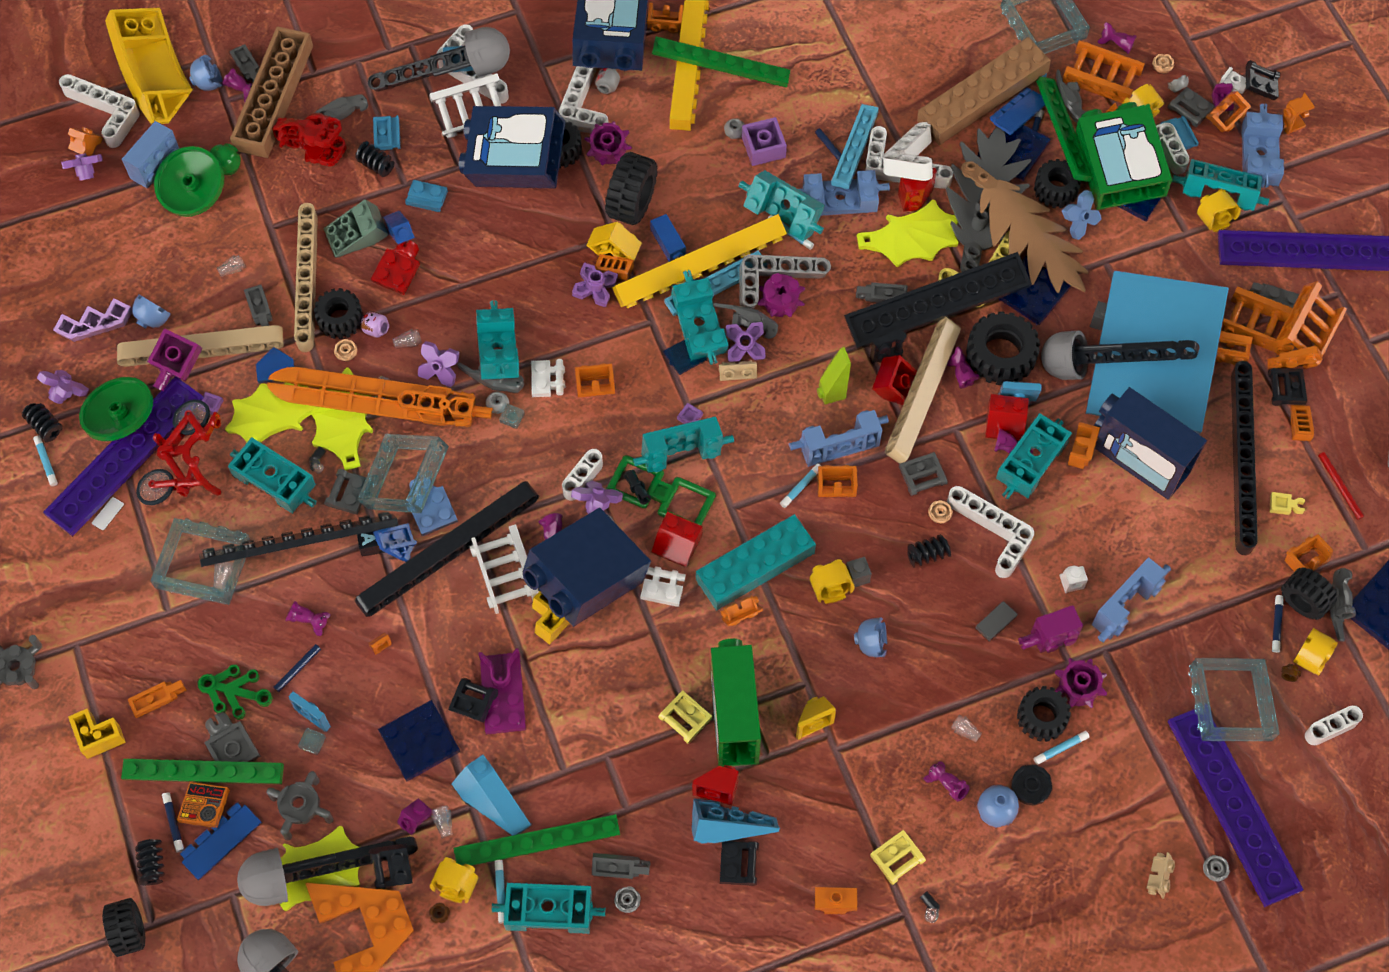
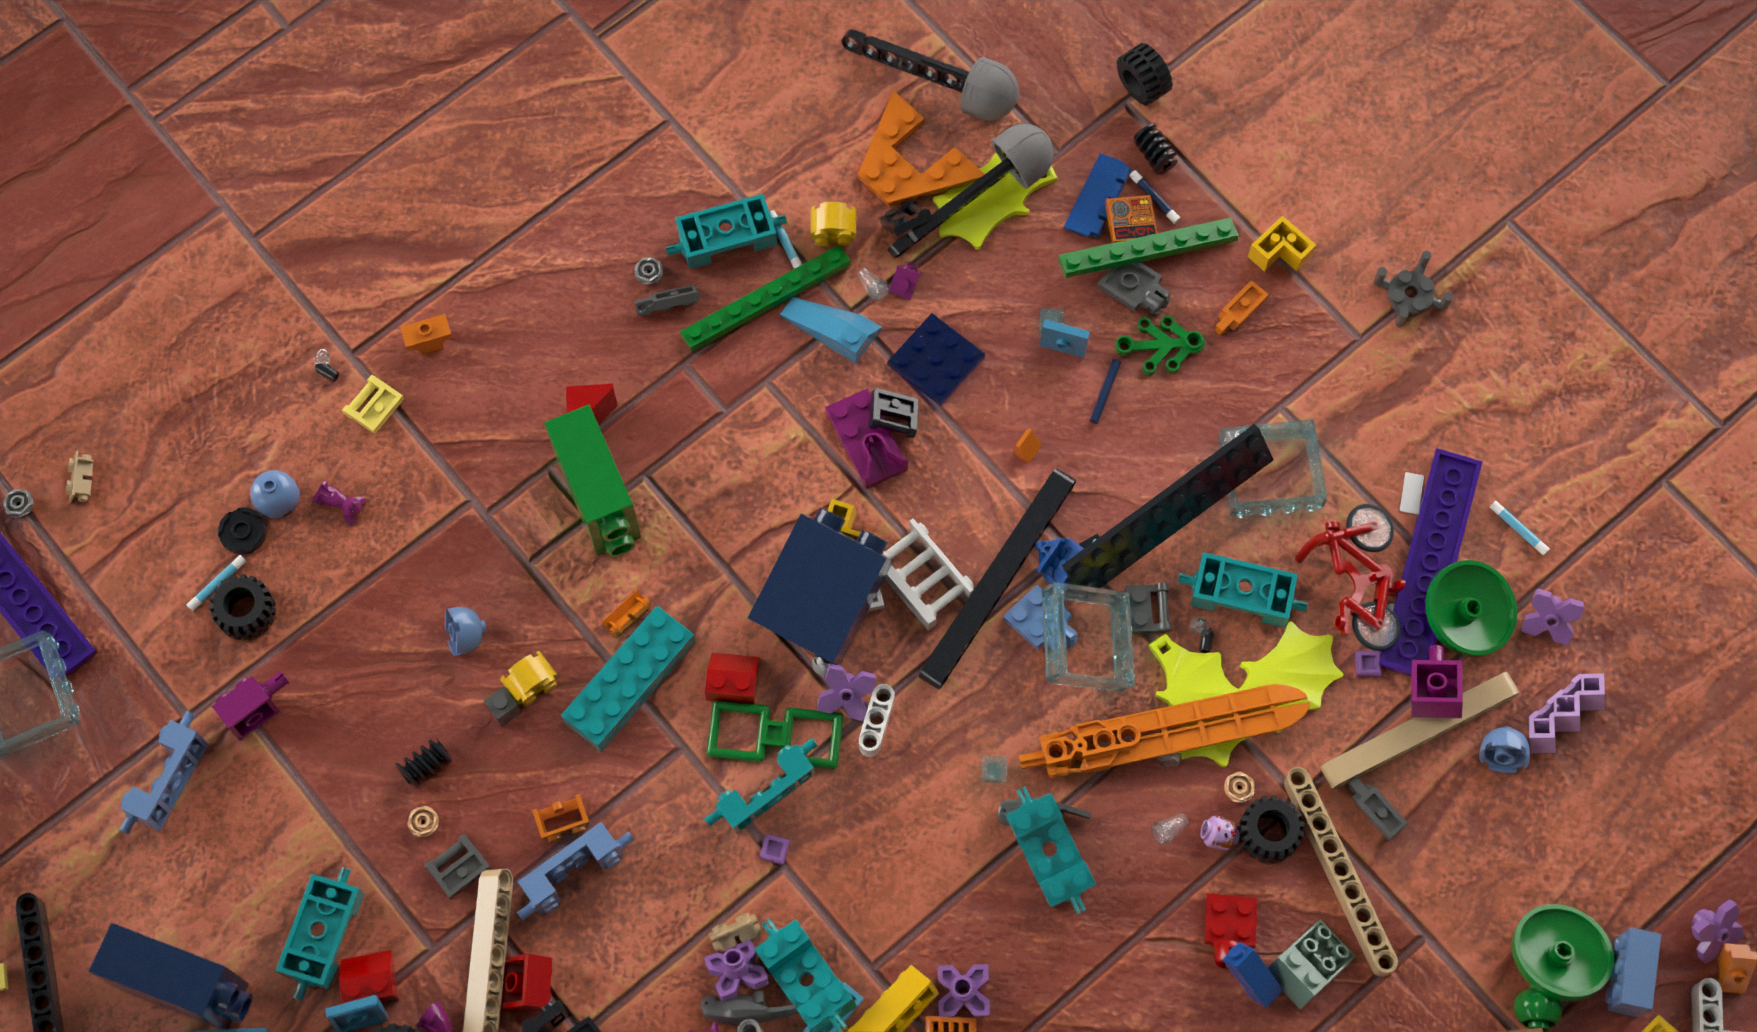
camera: 160 degrees right, 5 degrees up
(42, 421) = (1549, 566): black piece -> none
(232, 265) = (1441, 855): clear cone -> none
(272, 362) = (1314, 734): blue slope -> none
(304, 615) = (1126, 444): magenta animal -> none
(304, 813) = (1029, 257): dark grey plate -> none
(438, 363) = (1112, 802): medium lavender plant -> none
(439, 907) = (839, 193): reddish brown plate -> none
(497, 407) = (1017, 776): light grey plate -> none
(541, 378) = (979, 835): white plate -> none
(551, 524) = (884, 635): magenta animal -> none
(594, 372) = (906, 843): orange window -> none
(637, 487) = (802, 724): black pin -> none
(663, 592) = (728, 612): white plate -> none
(680, 358) = (817, 927): piece -> none
(690, 712) = (650, 483): light yellow plate -> none
(719, 824) = (550, 381): dark azure wedge -> none
(731, 863) = (551, 345): black plate -> none
(800, 486) = (608, 797): medium azure bar -> none
(815, 716) = (504, 516): yellow slope -> none
(835, 378) = (604, 945): lime wedge -> none
(965, 728) = (330, 565): clear cone -> none
(995, 525) = (348, 826): white beam -> none
(996, 621) = (323, 707): dark grey tile -> none
(1006, 442) = (360, 941): magenta animal -> none
(1071, 576) = (239, 786): white brick -> none
(1084, 441) = (258, 966): orange window -> none
(1085, 674) = (196, 646): magenta brick -> none

